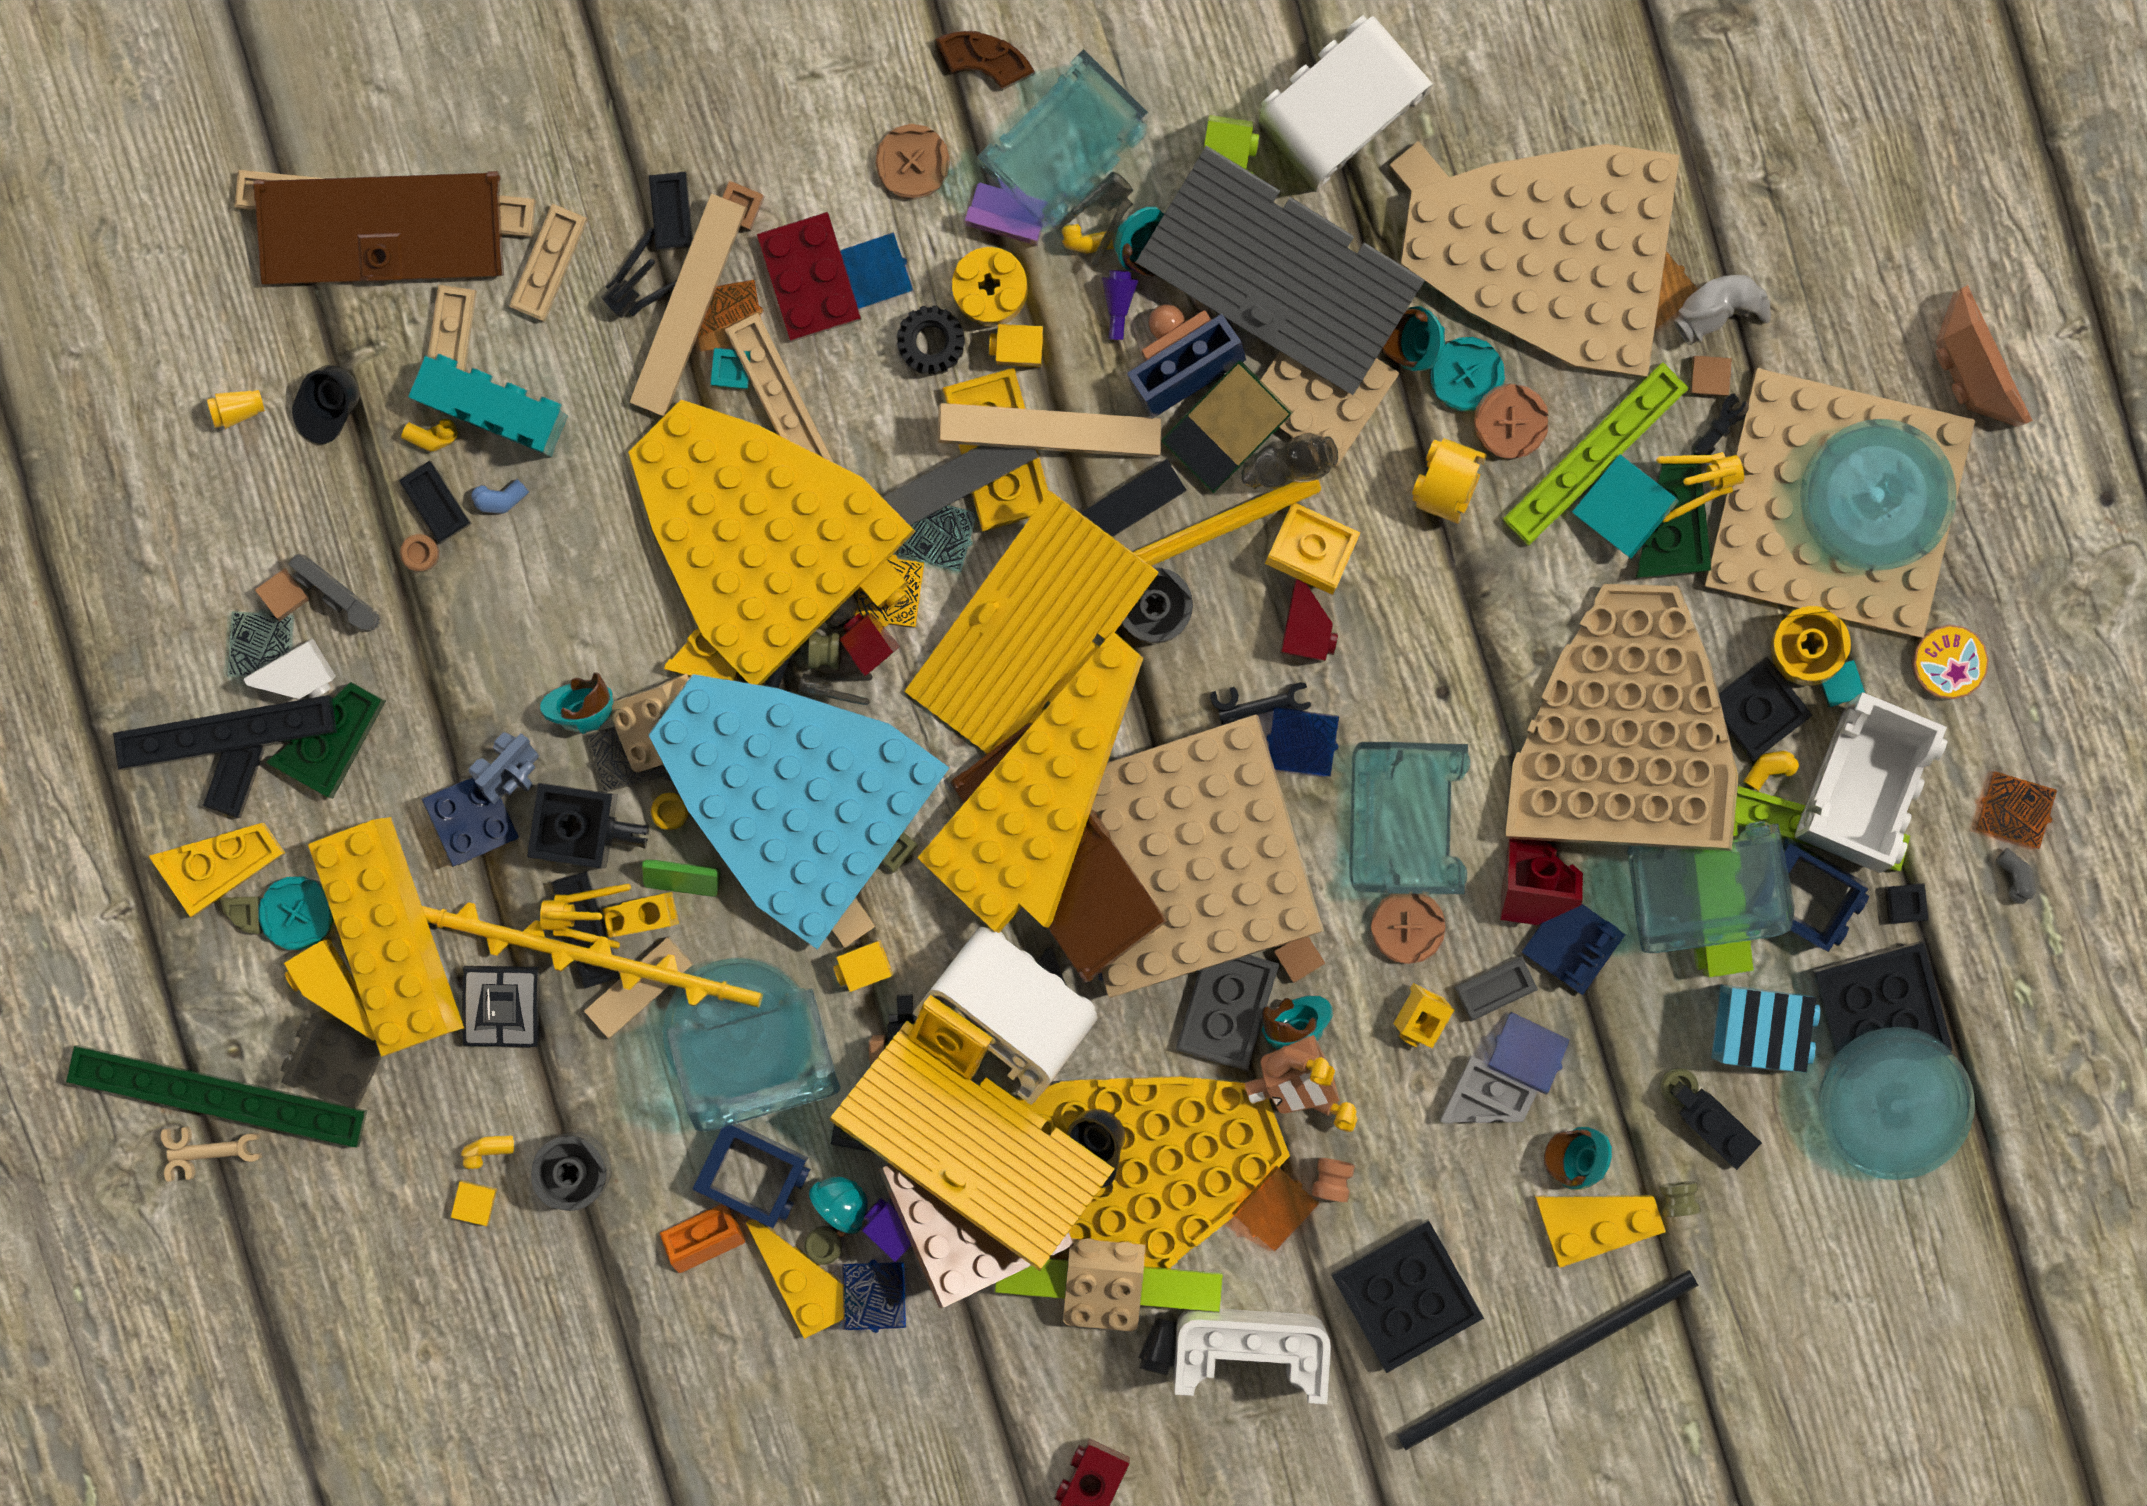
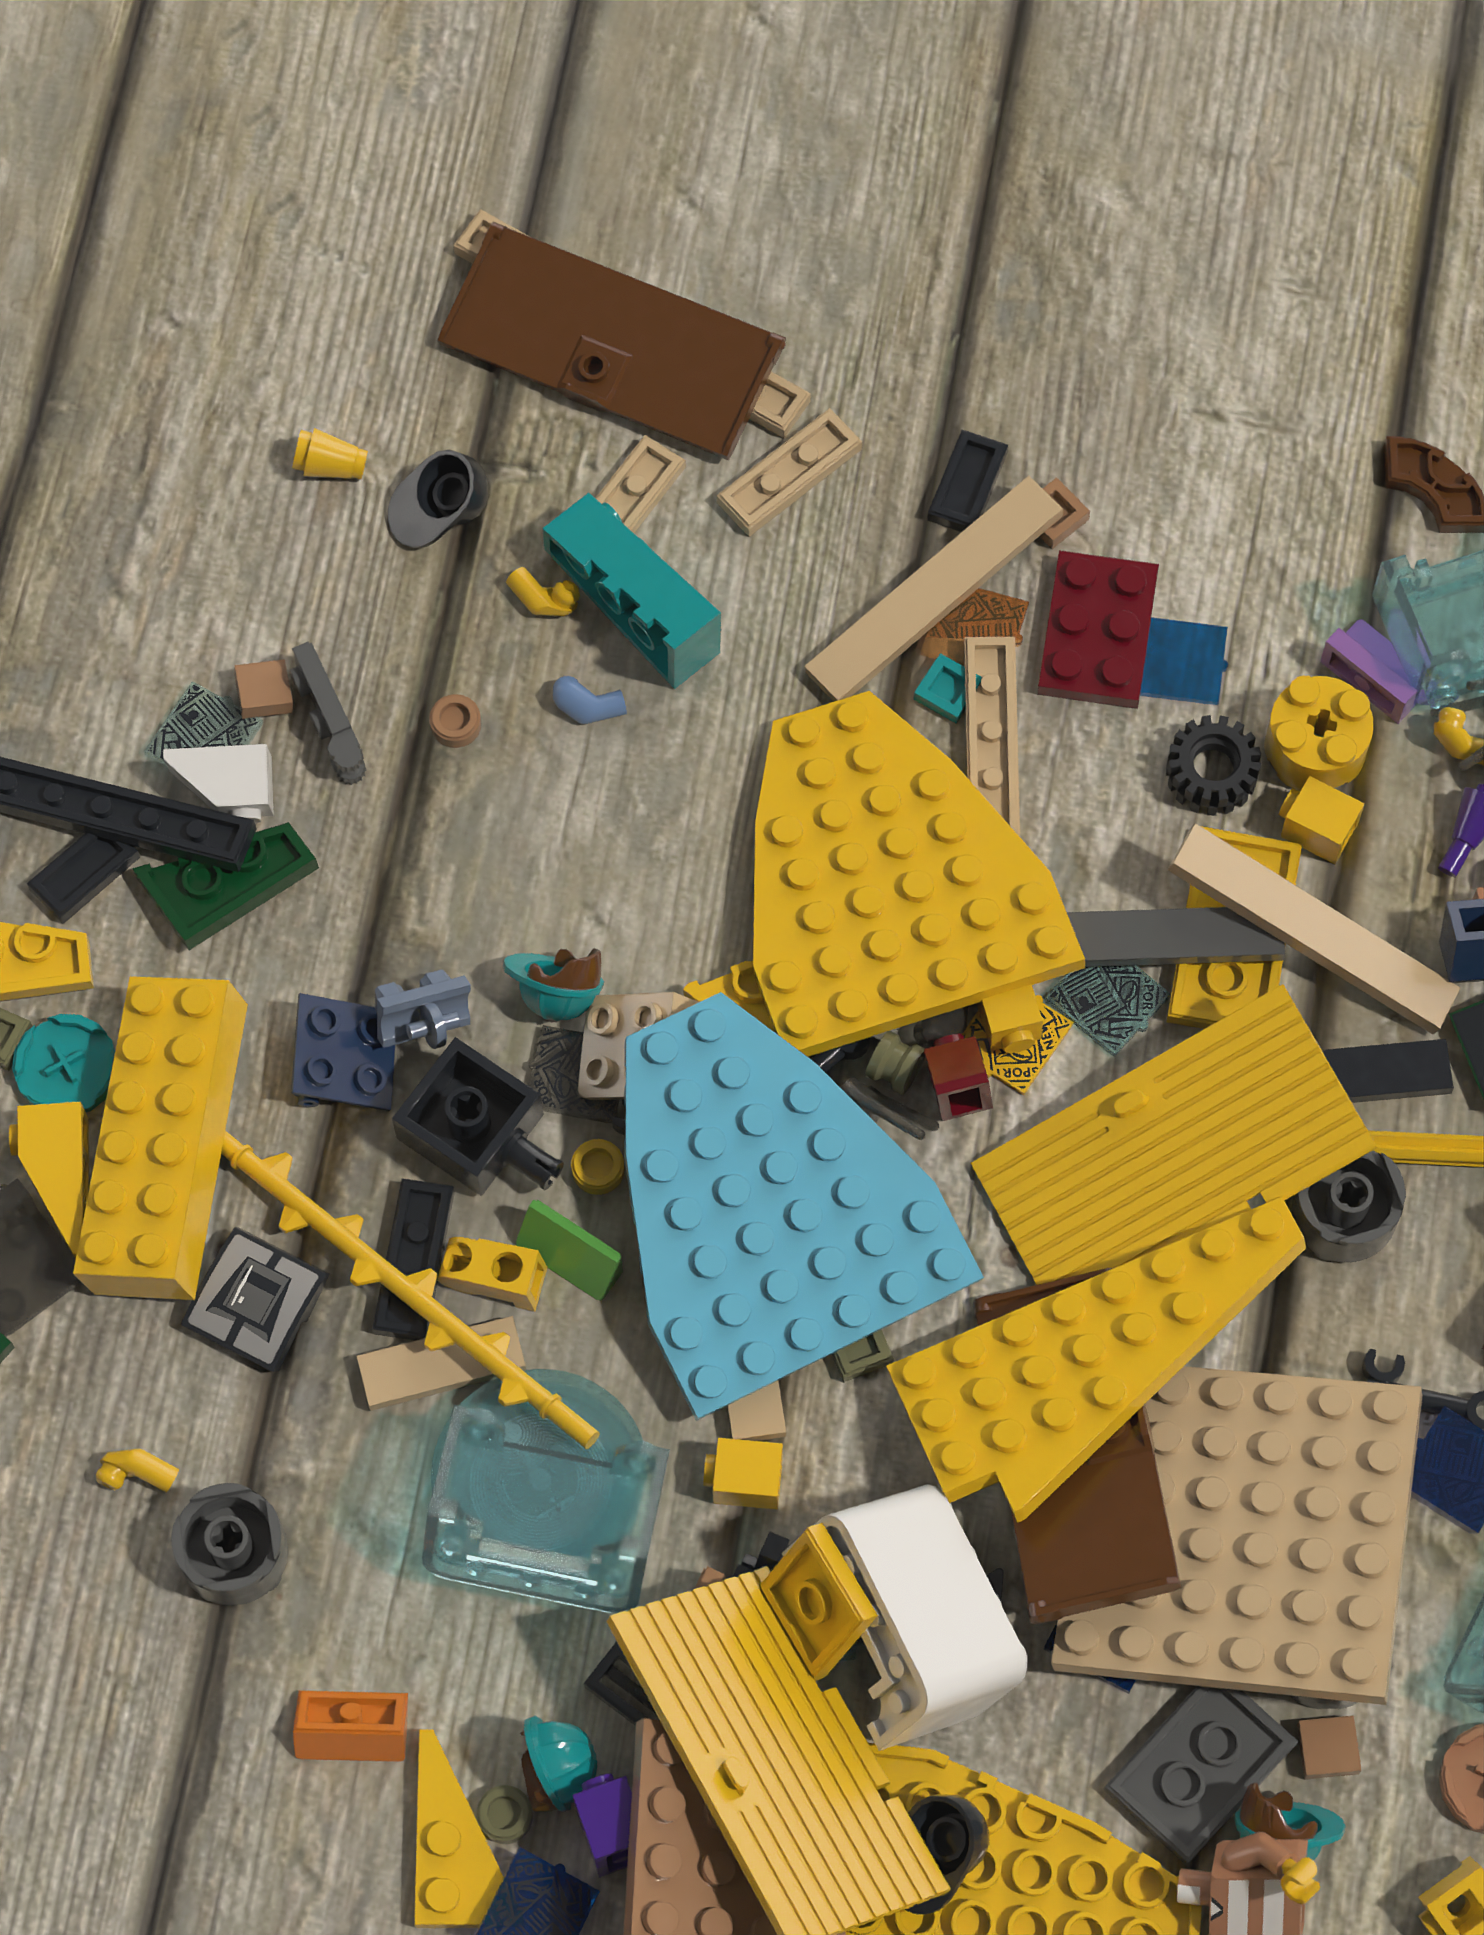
camera: 30 degrees right, 20 degrees down
(435, 502) = (506, 673): black tile -> none
(474, 1203) = (82, 1531): yellow tile -> none
(560, 915) = (395, 1216): yellow plant -> none
(621, 293) = (860, 542): black plant -> none
(717, 1156) = (429, 1624): dark blue window -> none
(912, 161) = (1290, 559): medium nougat tile -> none

